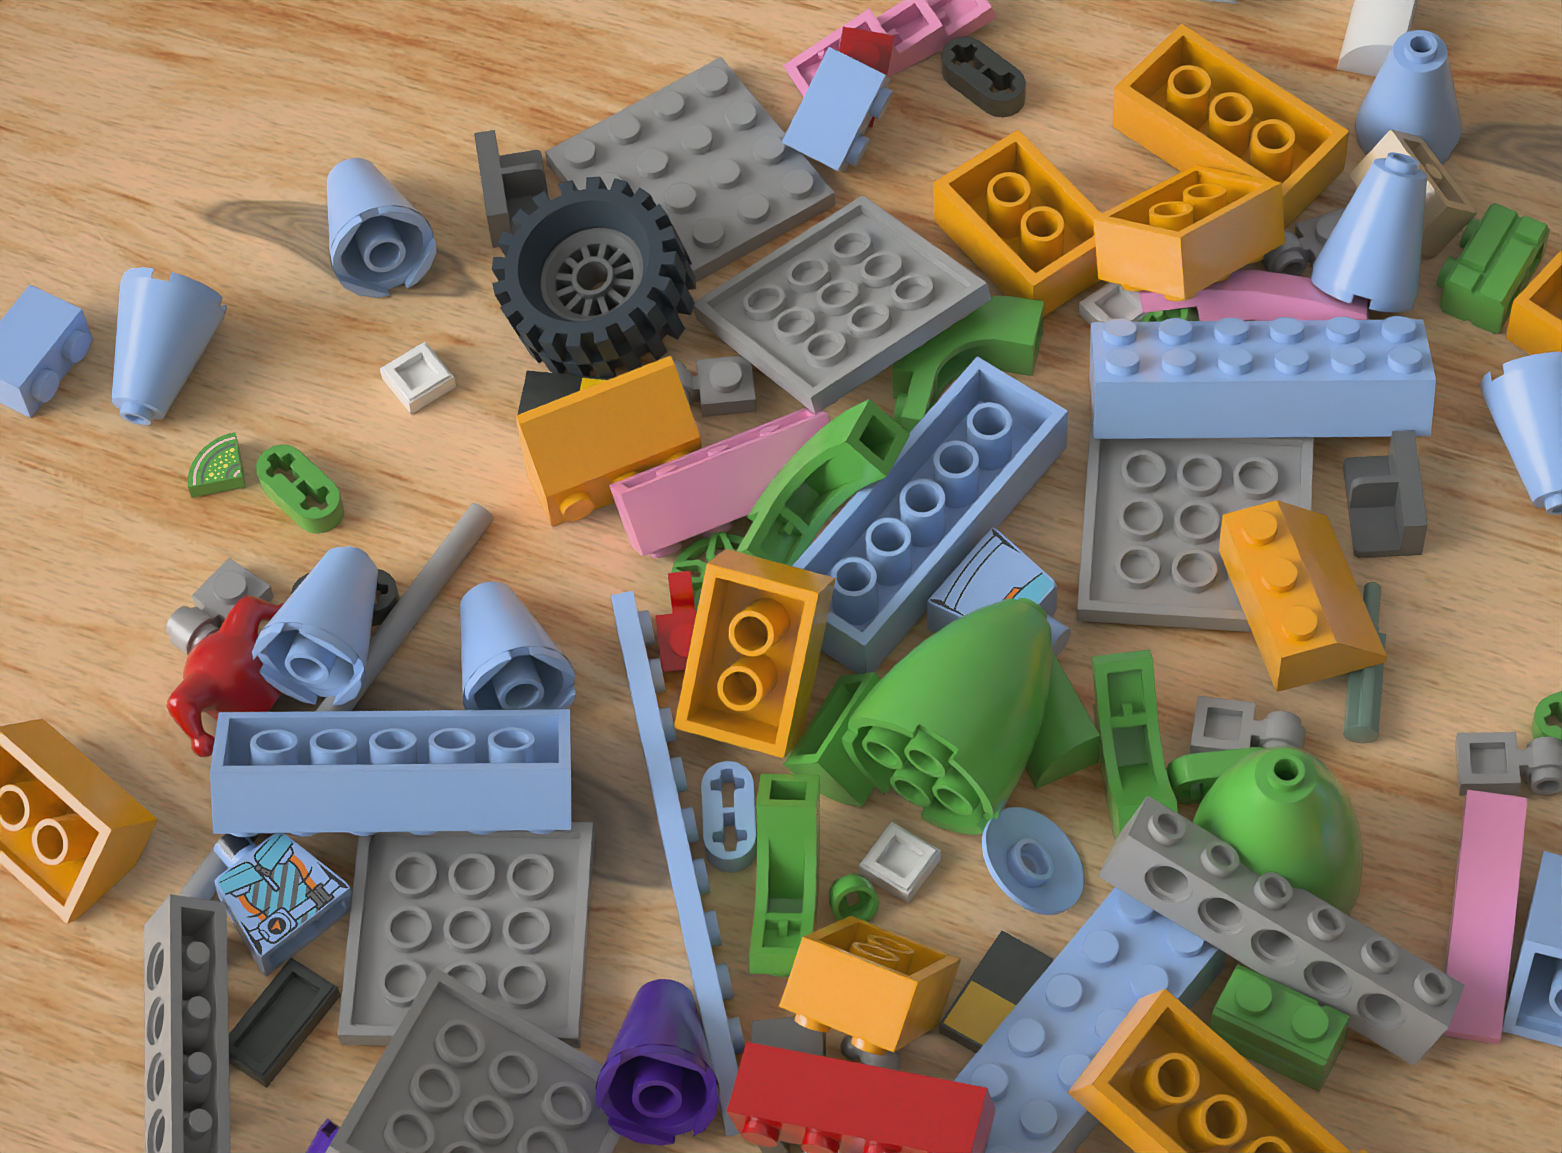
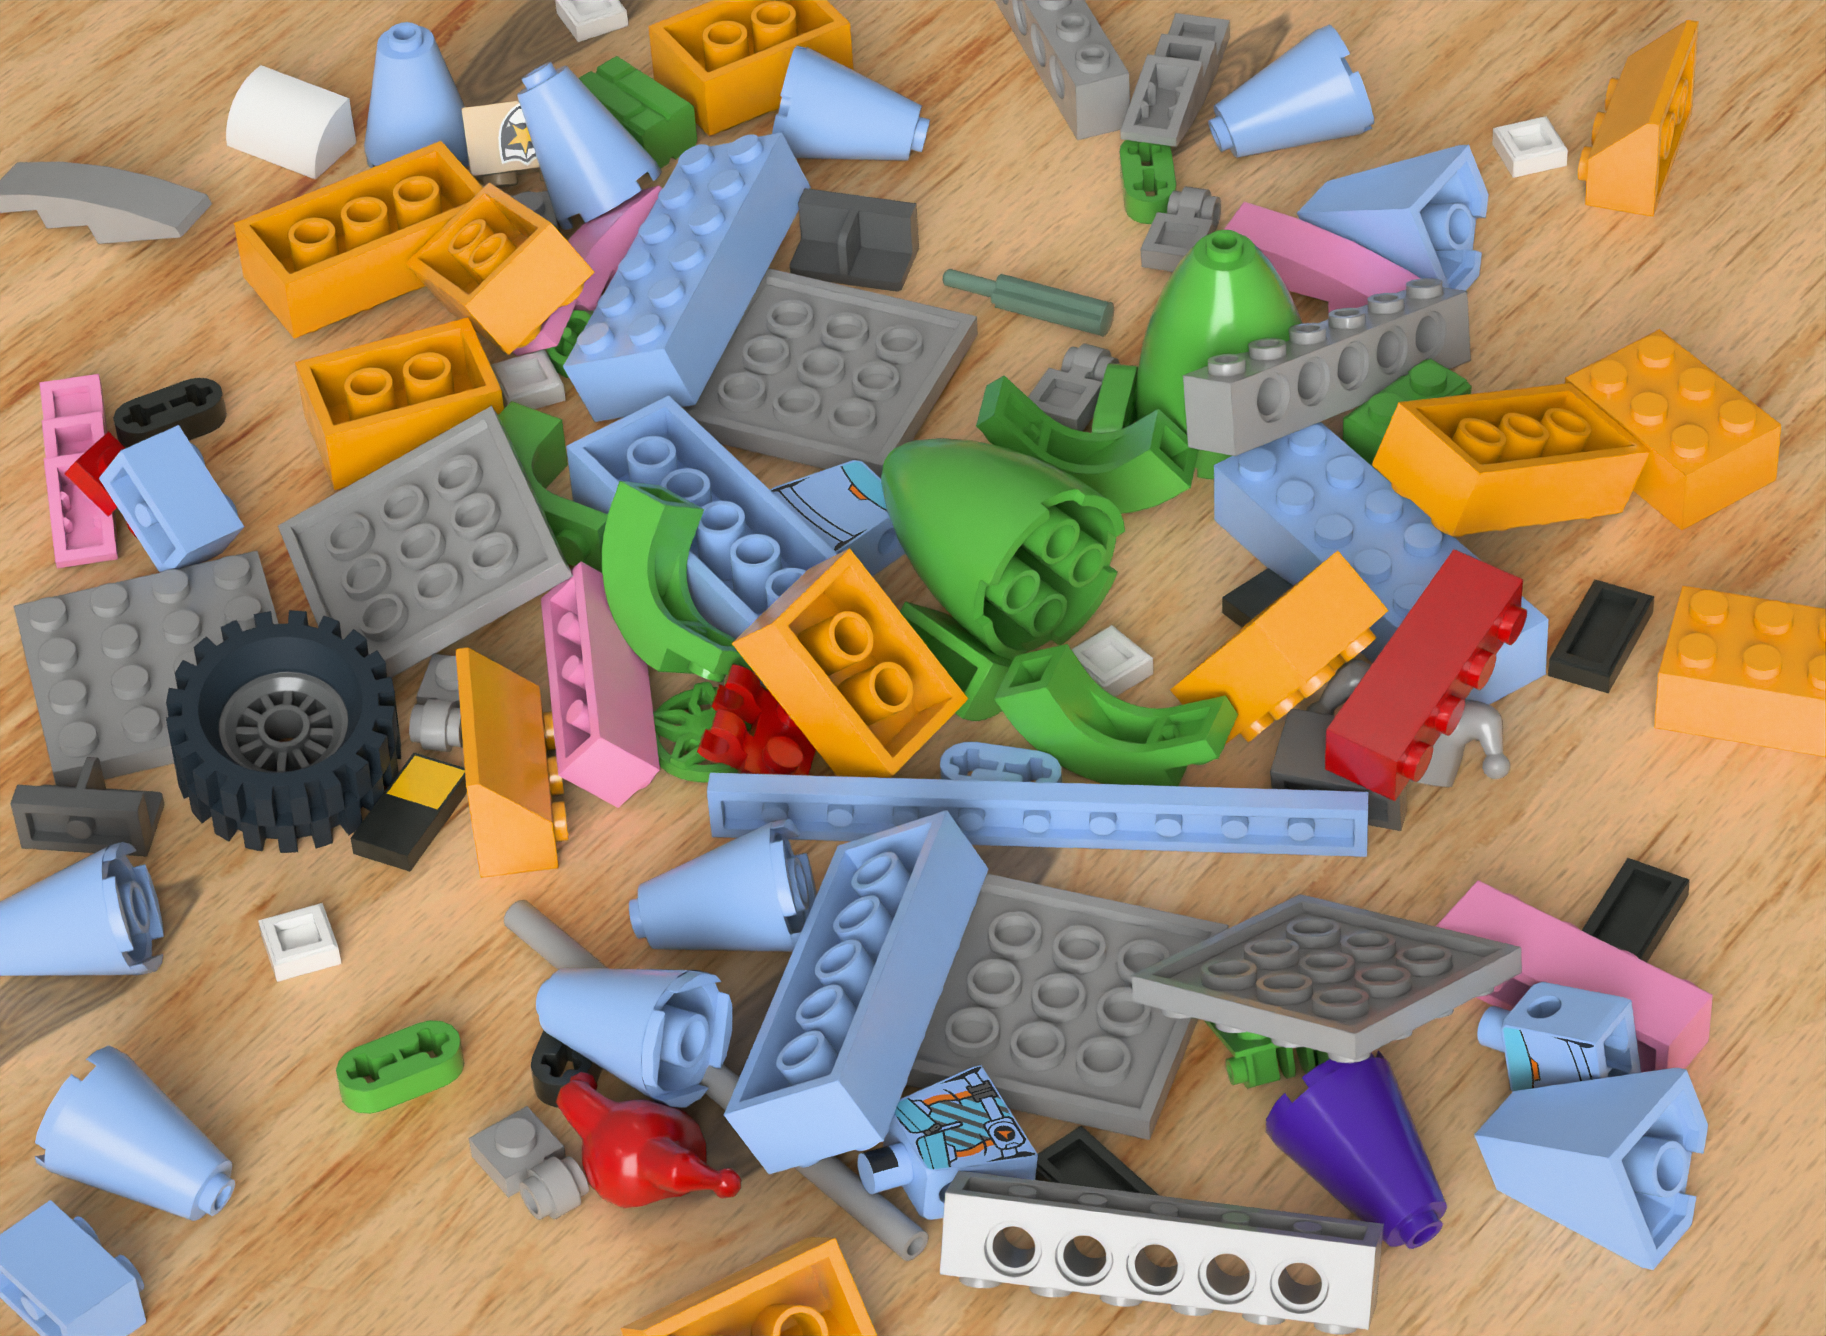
camera: 75 degrees left, 15 degrees down
(217, 467) = (329, 1137): bright green tile -> none
(659, 1069) = (1292, 844): dark purple cone -> none
(868, 898) = (1141, 690): bright green hinge -> none
(1033, 861) = (1162, 559): light blue dish -> none
(1297, 594) = (952, 306): light orange slope -> none

